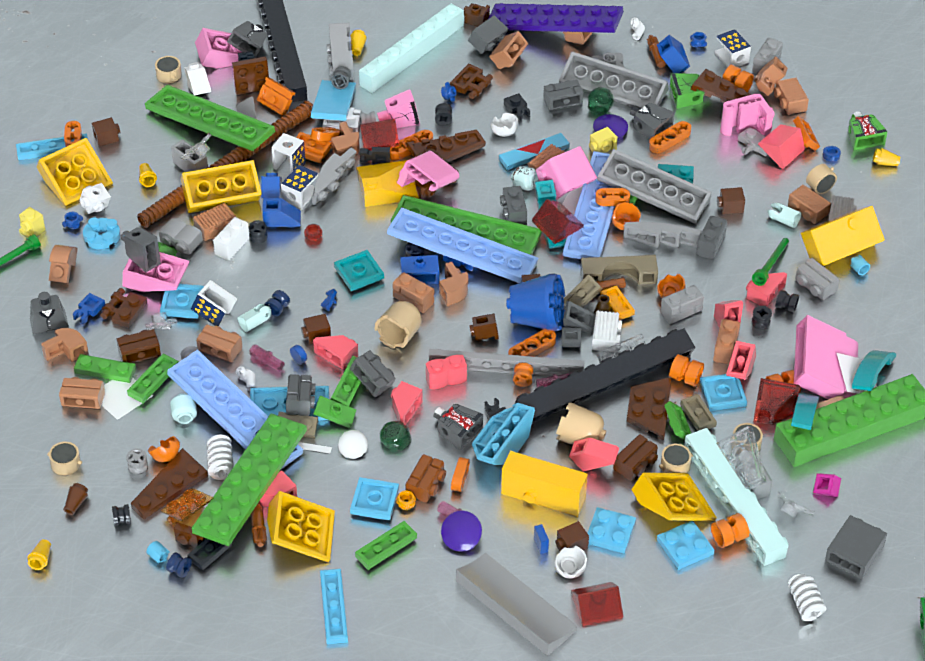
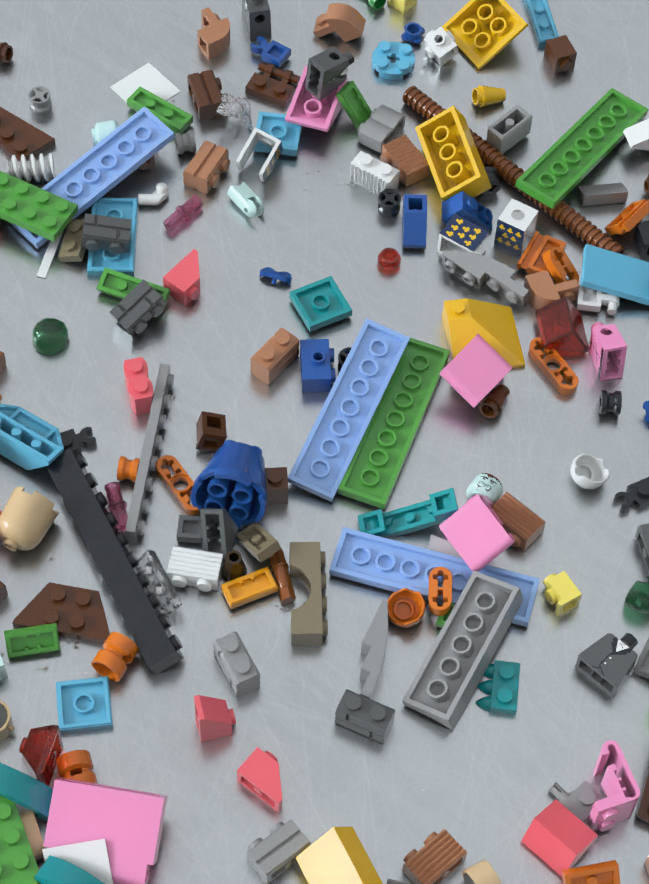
camera: 90 degrees right, 10 degrees up
(64, 458) = (52, 40): piece -> none
(76, 134) = (550, 23): orange beam -> none
(82, 393) = (141, 50): nougat brick -> none
(104, 368) = (183, 65): bright green plate -> none
(166, 451) = (48, 120): orange hair -> none
(199, 149) = (505, 127): clear animal -> none
(278, 302) = (266, 220): dark blue wheel -> none
(298, 354) = (182, 241): blue tile -> none
(315, 327) = (221, 259): reddish brown brick -> none
(334, 411) = (88, 274): bright green plate -> none
(352, 444) = (41, 294): white hair -> none
(367, 118) = (592, 314): light grey wheel -> none
(377, 155) = (527, 328): black plate -> none
(398, 324) = (217, 336): tan cylinder -> none
(406, 401) = (94, 343): coral slope -> none
(449, 147) = (539, 398): reddish brown wing -> none
(455, 286) = (287, 406): nougat brick -> none
(458, 424) = (54, 396): dark grey torso -> none
(514, 205) = (427, 474): dark grey brick -> none
(526, 153) = (544, 505): medium azure tile -> none
(556, 221) = (394, 520): clear red slope -> none
(614, 122) = (600, 610): dark purple dish -> none
(670, 285) = (268, 654): orange hair -> none
(679, 131) = (581, 676): orange beam -> none
(698, 412) = (44, 667): dark tan plate -> none
(726, 340) = (163, 713): nougat brick -> none
(731, 200) = (441, 752): reddish brown brick -> none
(742, 360) = (118, 724): coral slope -> none
(761, 275) = (268, 761): green piece -> none
(761, 317) = (210, 774): black wheel -> none
(787, 215) = (413, 824): light aqua piece -> none
(787, 301) = (236, 806): black wheel -> none

